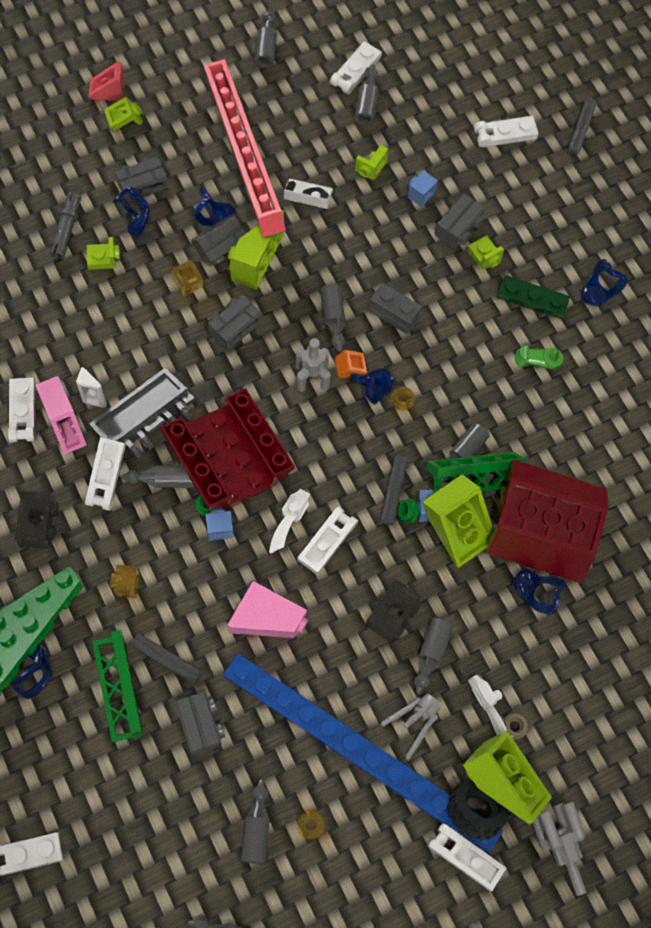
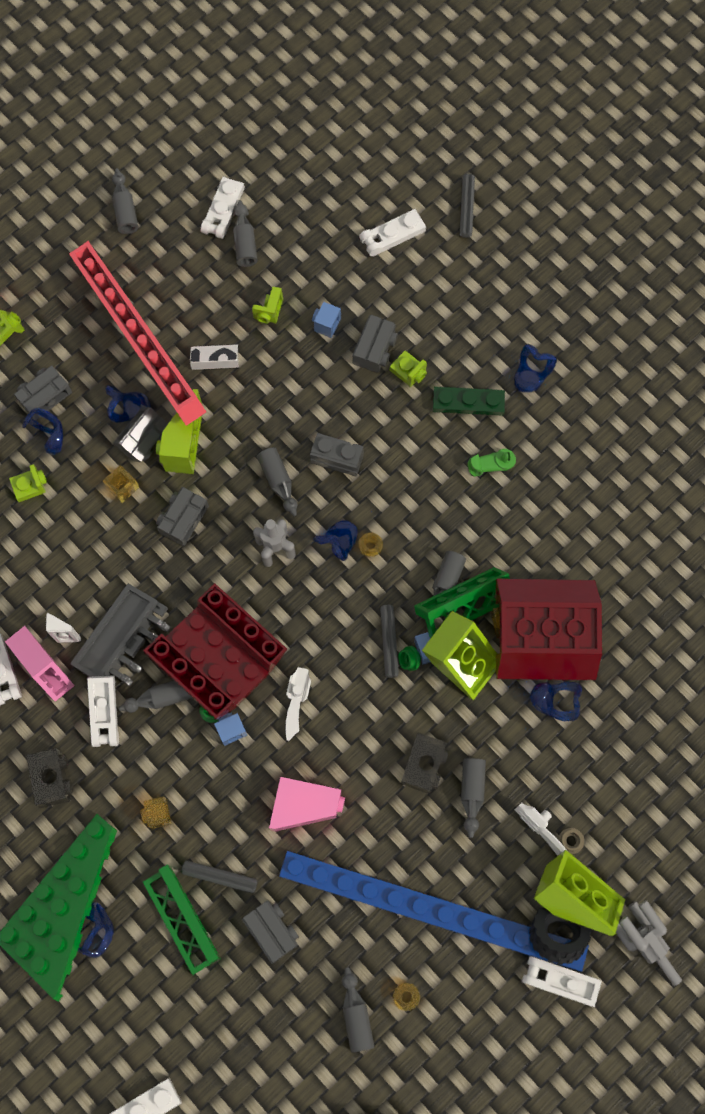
camera: 10 degrees left, 5 degrees up
(327, 541) = (339, 712): white plate -> none
(350, 363) = (309, 524): orange slope -> none
(424, 709) = (482, 849): light grey plant -> none

